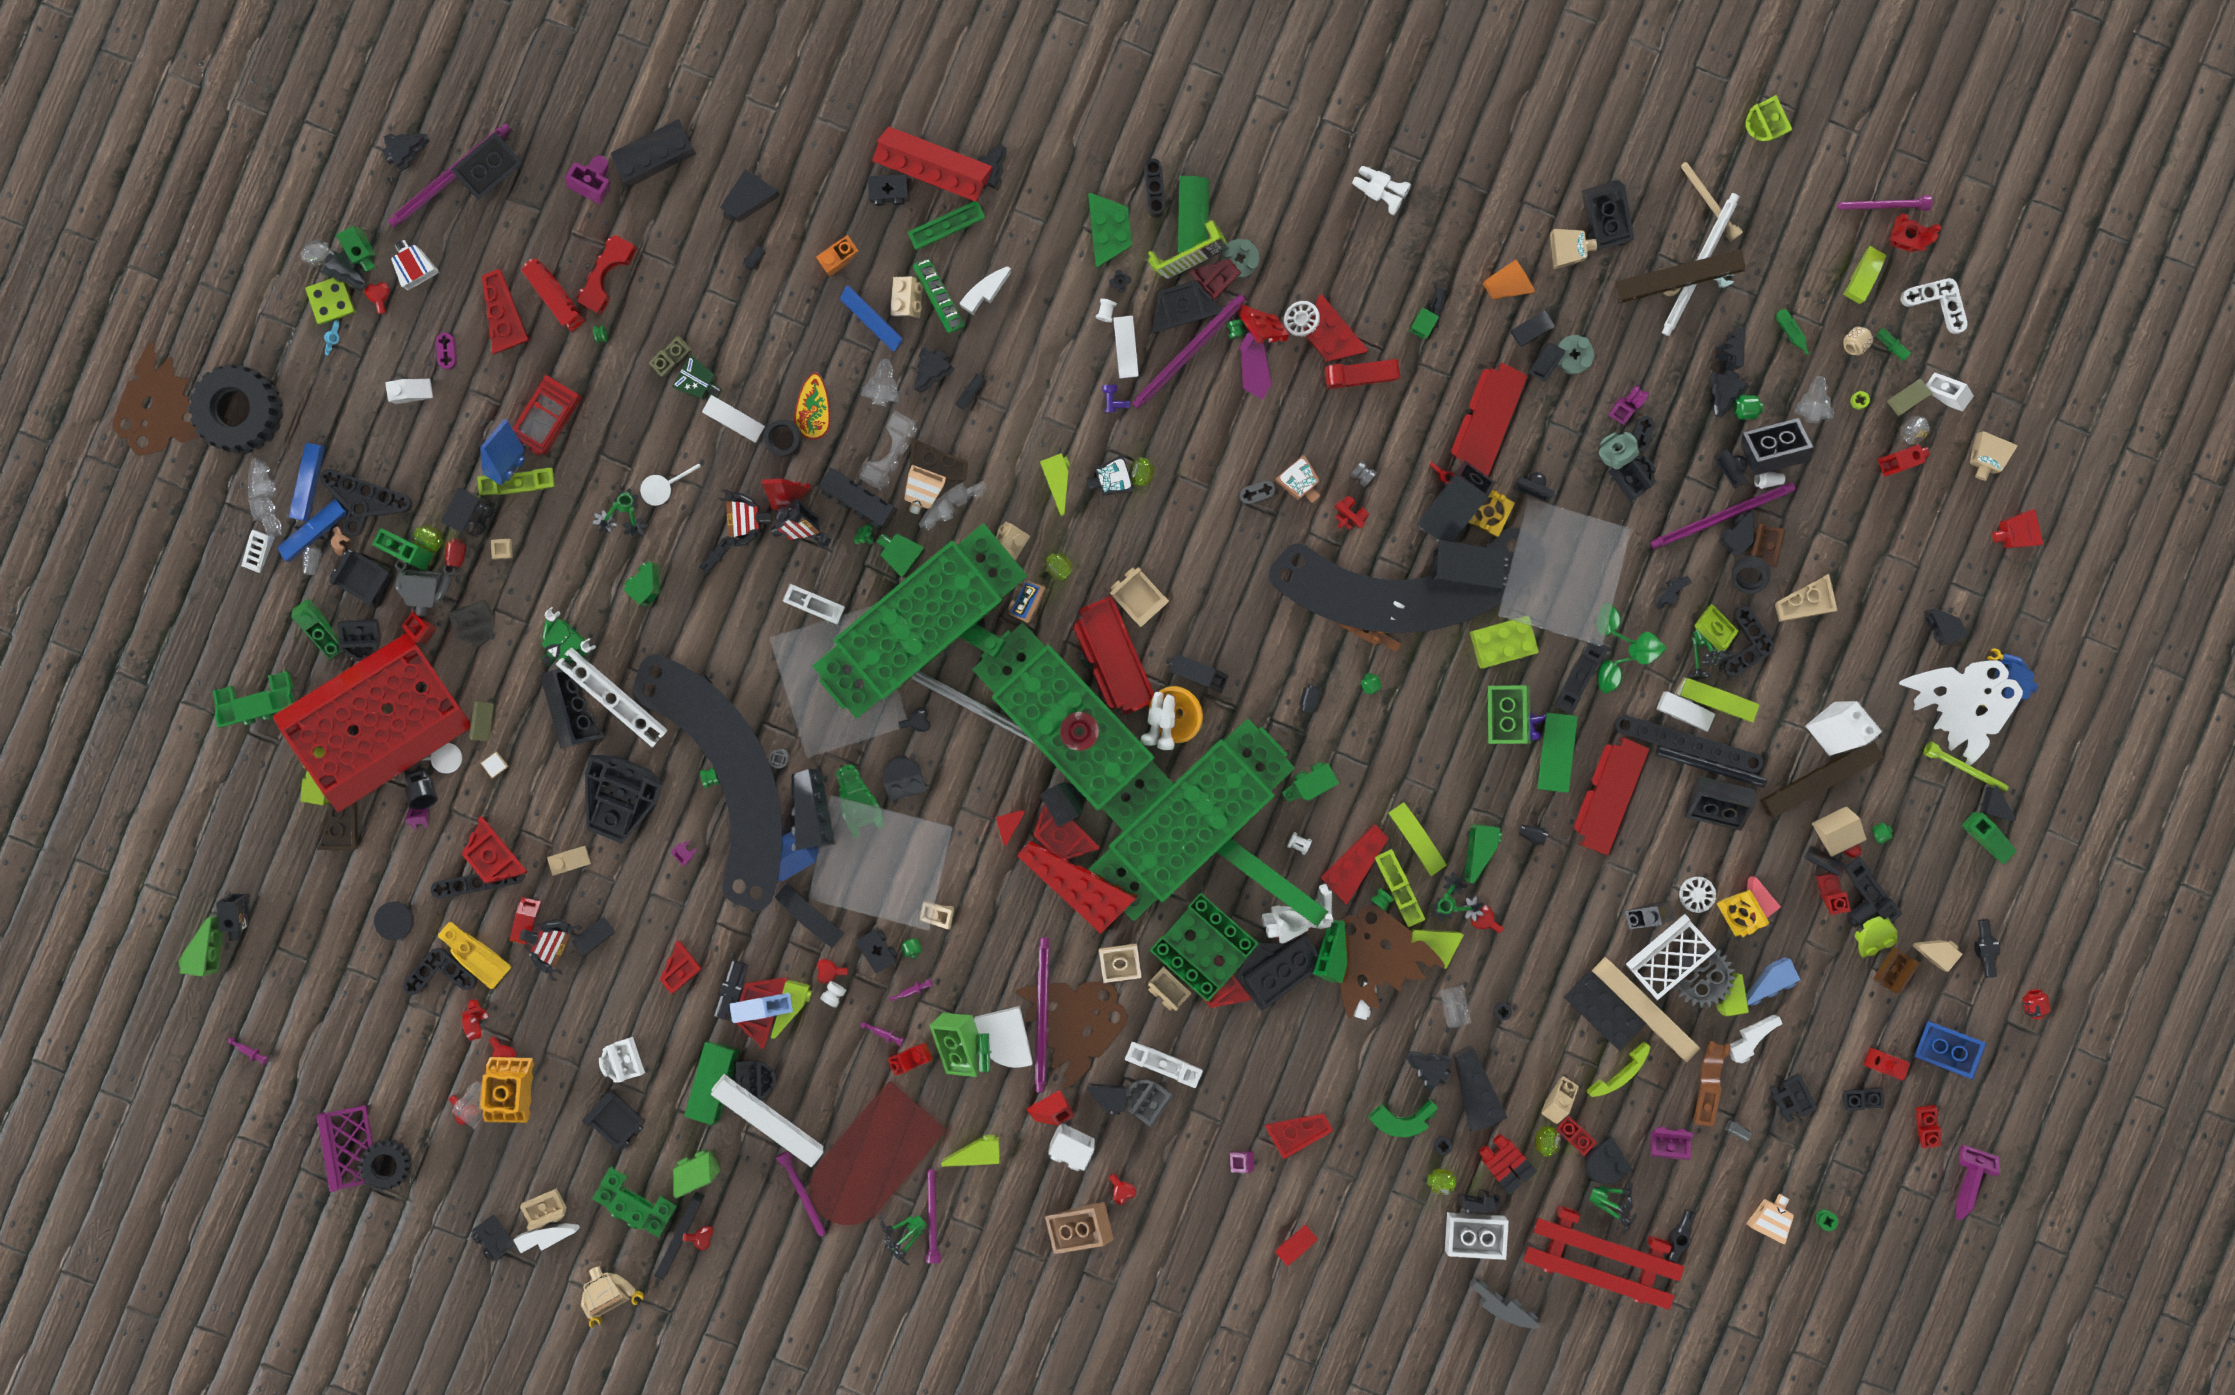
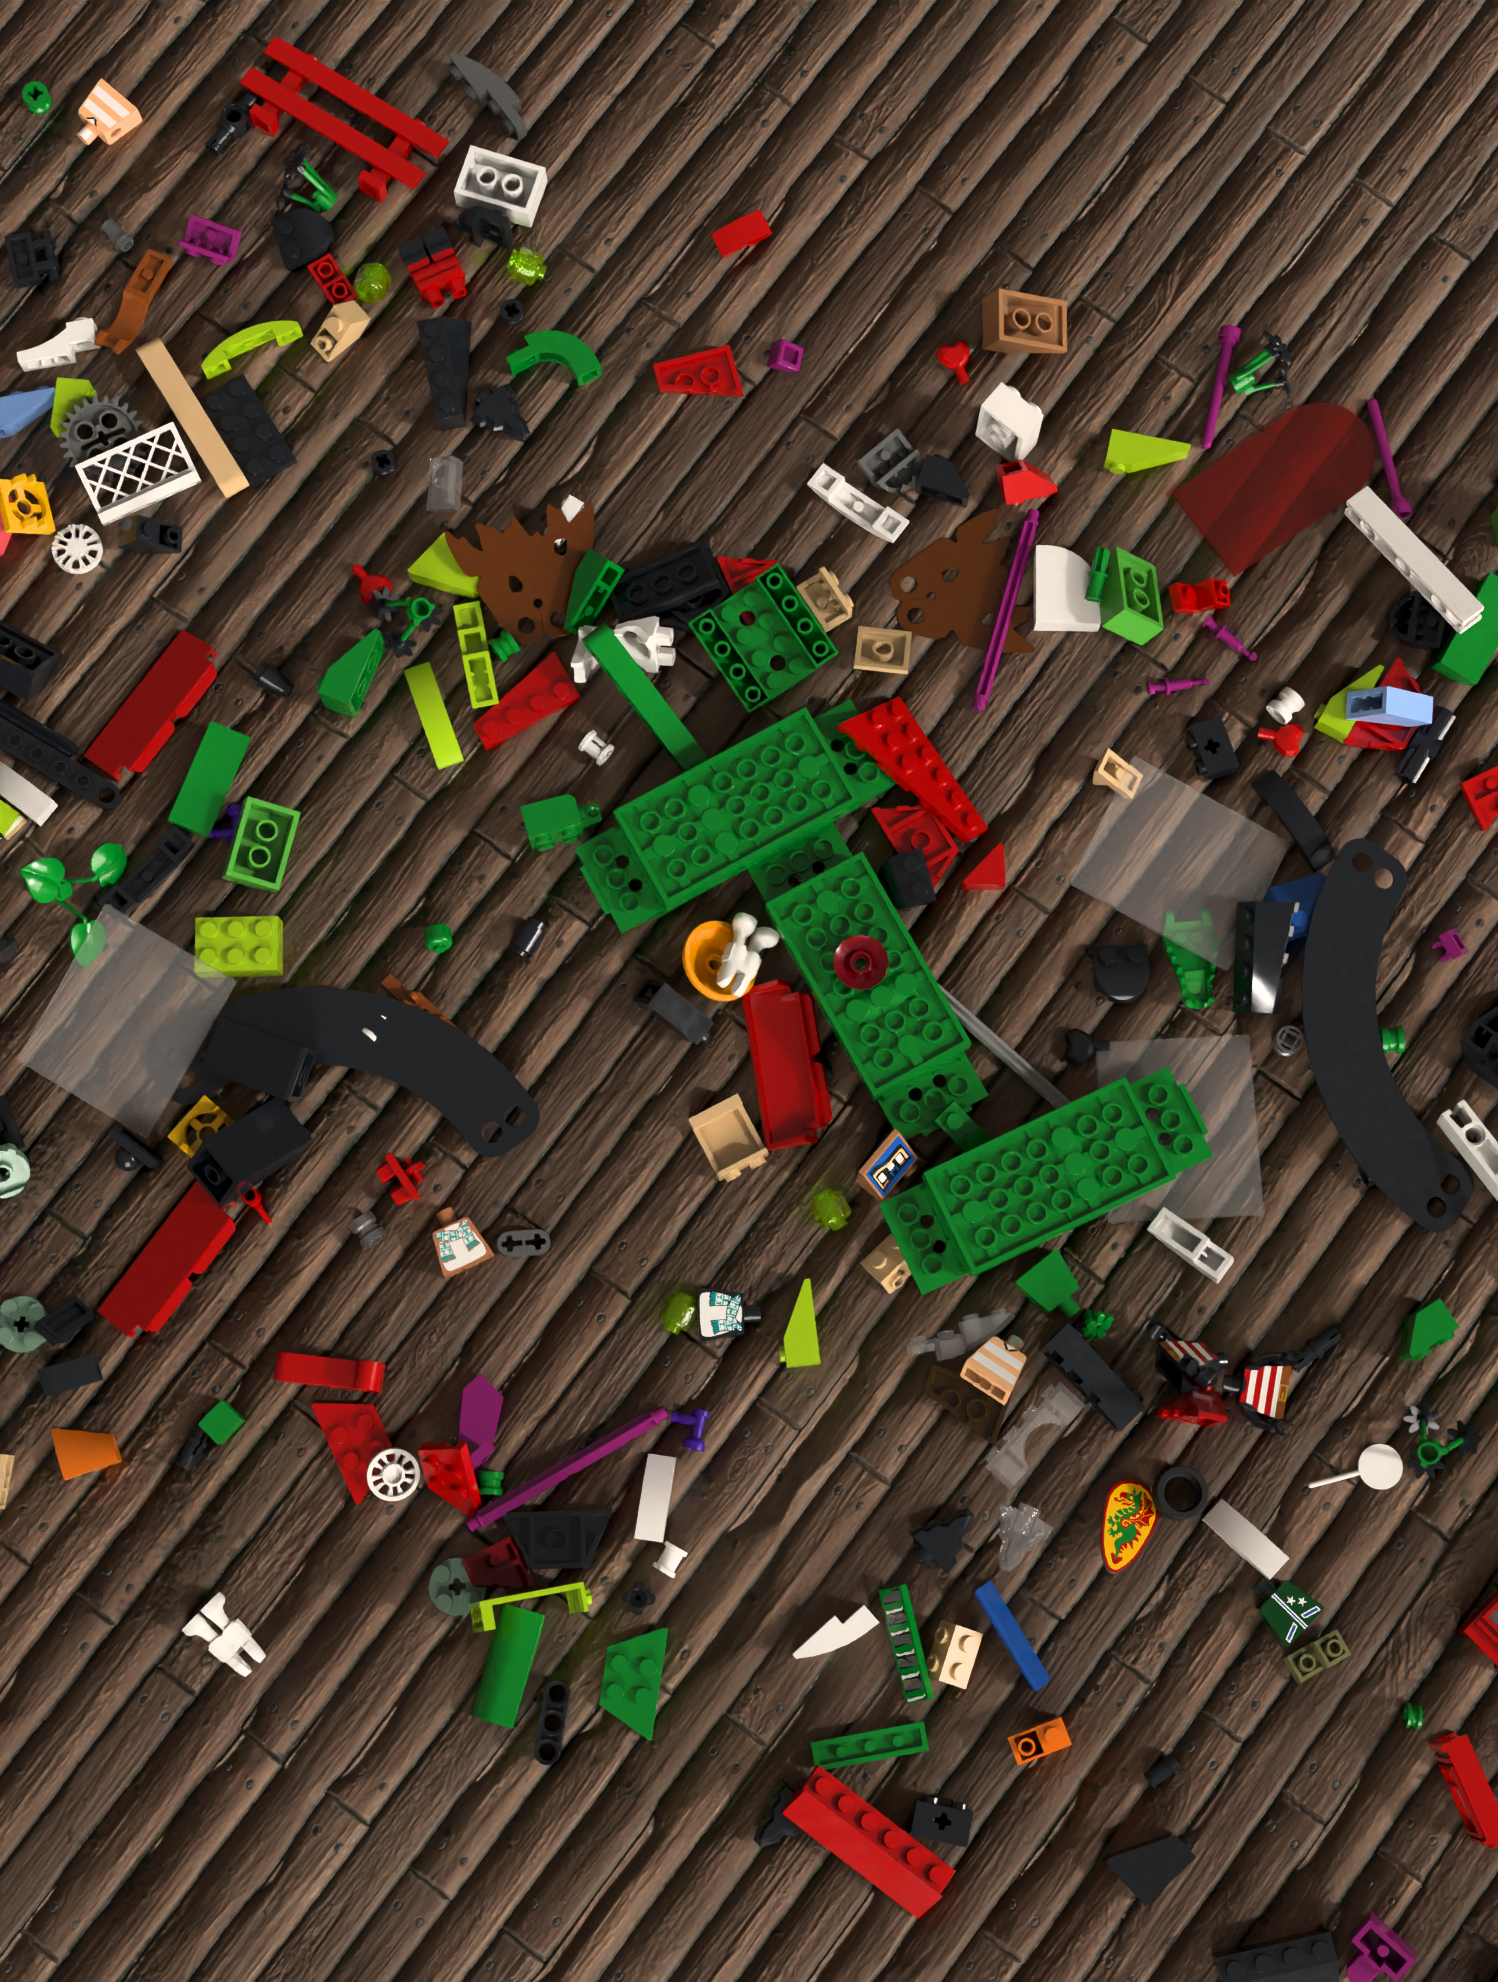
camera: 165 degrees left, 10 degrees down
(617, 253) = (1408, 1775): red arch -> none
(911, 948) = (1163, 740): green piece -> none
(970, 391) = (894, 1491): black axle -> none

